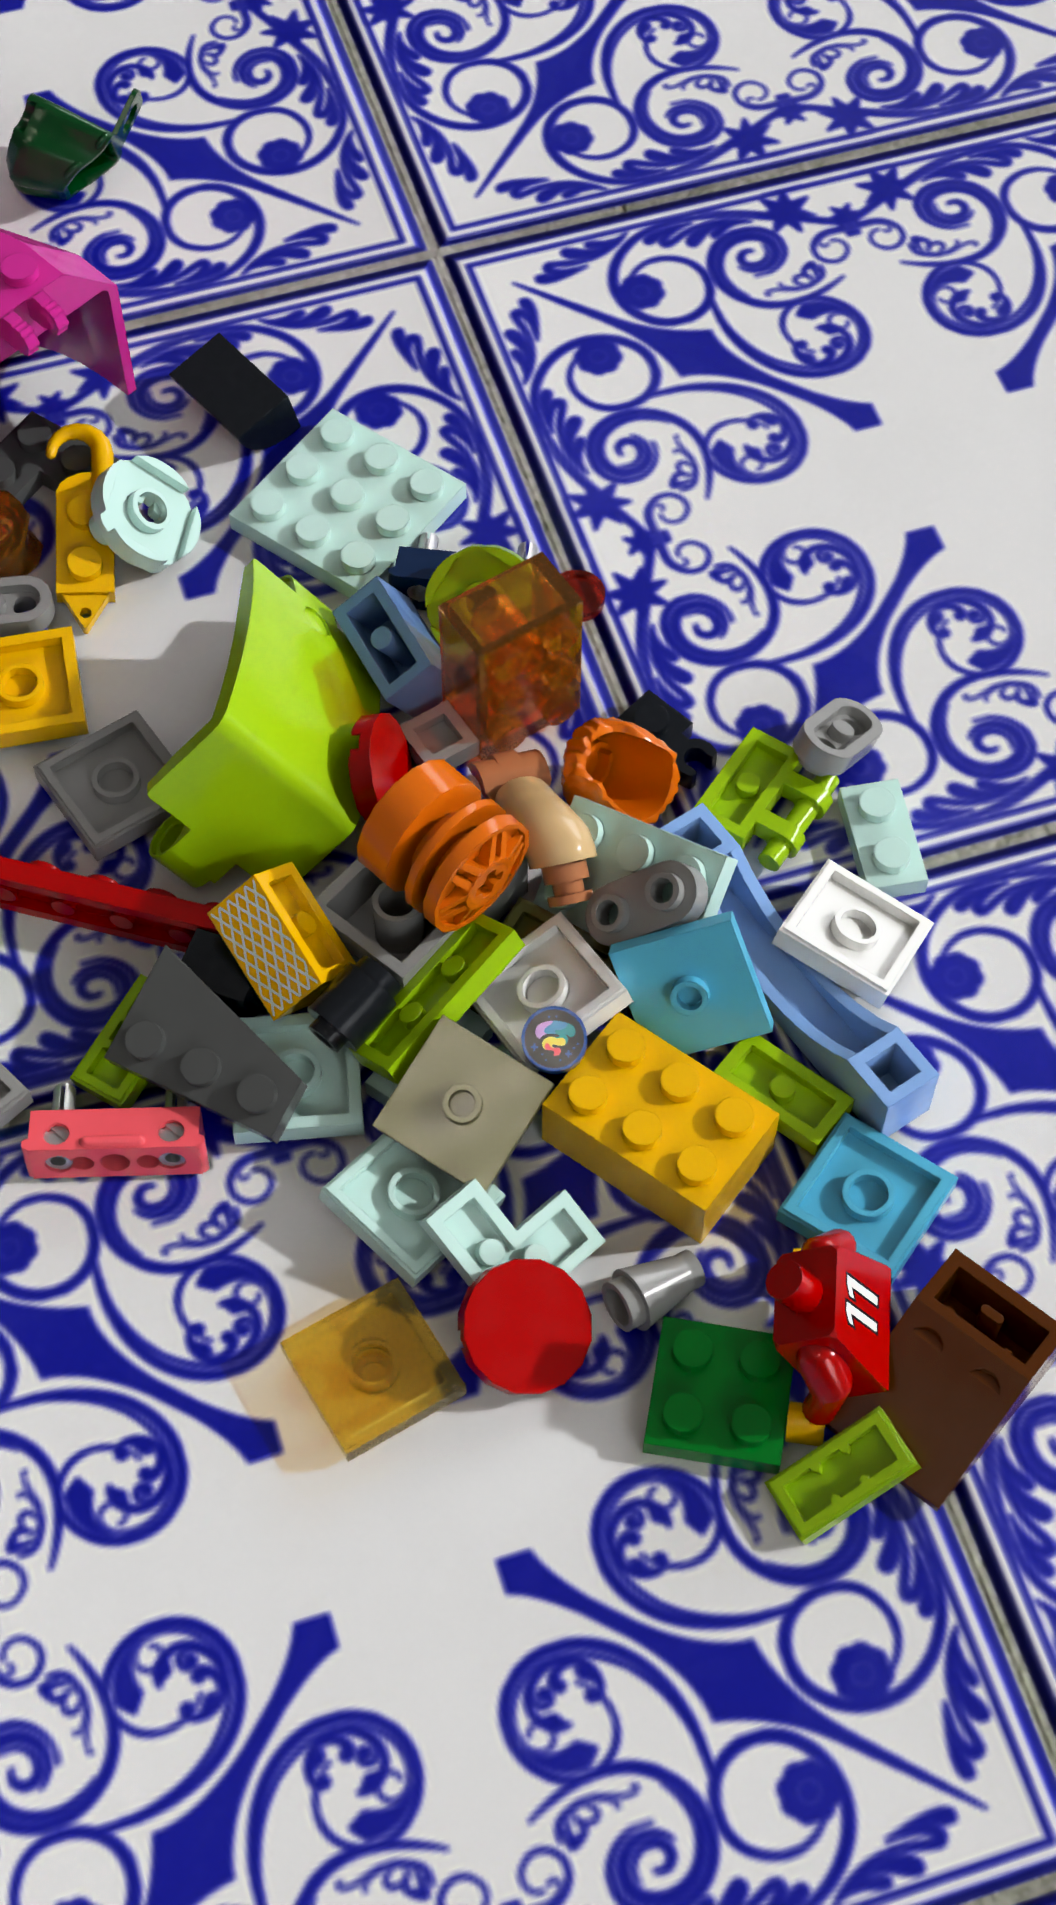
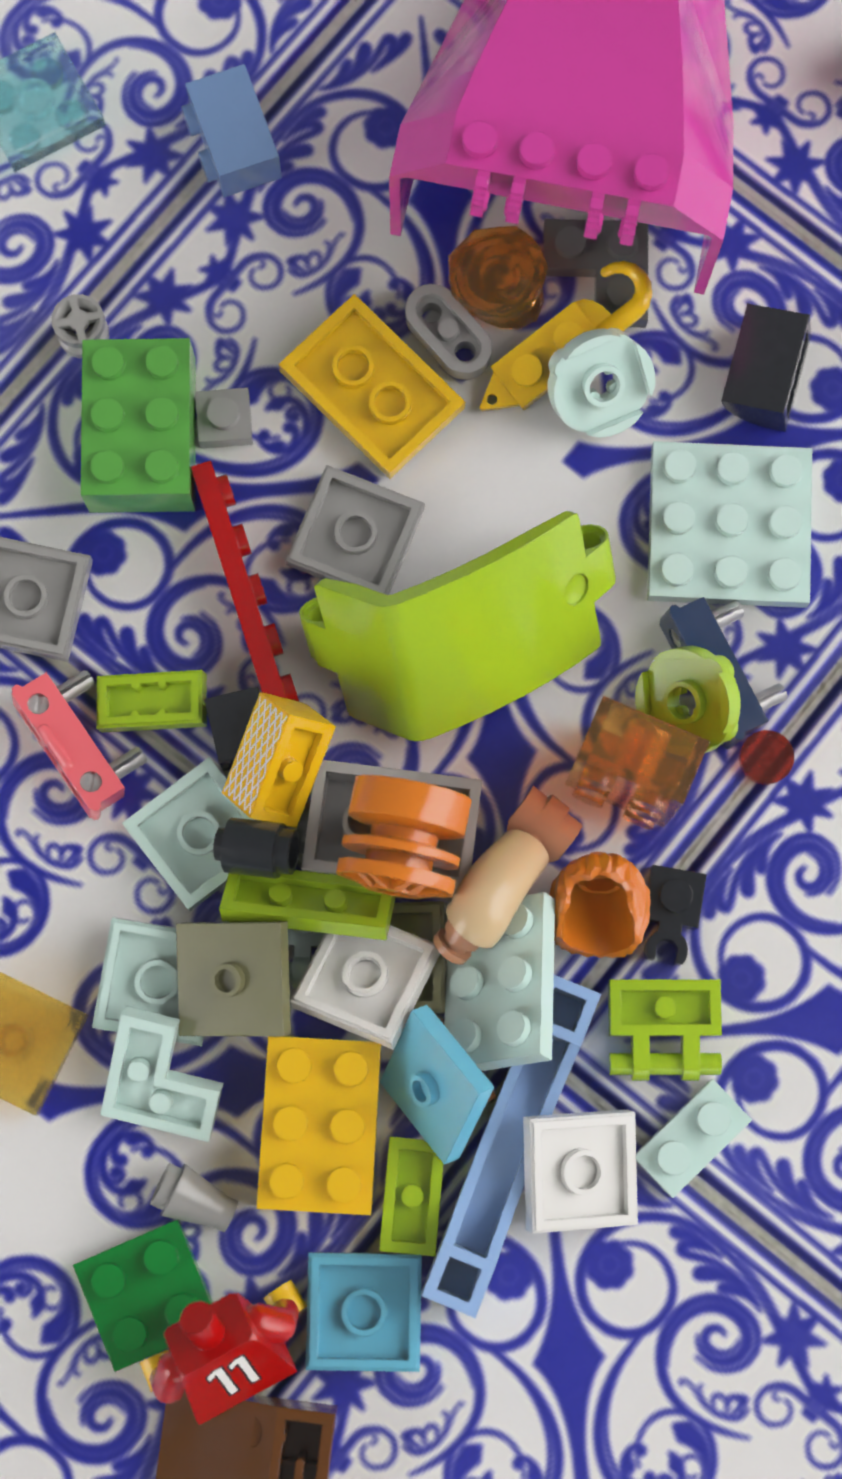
camera: 55 degrees right, 20 degrees up
(203, 1052) = (159, 762): dark grey wing -> none
(378, 761) = (481, 731): red tile -> none
(393, 646) = (603, 657): medium blue brick -> none
(440, 735) = (551, 744): light grey plate -> none
(524, 1326) = (102, 1128): red tile -> none
(554, 1040) = (316, 1015): tile -> none
(642, 905) = (470, 1007): light grey plate -> none
(836, 737) = (747, 1053): light grey plate -> none
(842, 1475) = (132, 1422): lime plate -> none

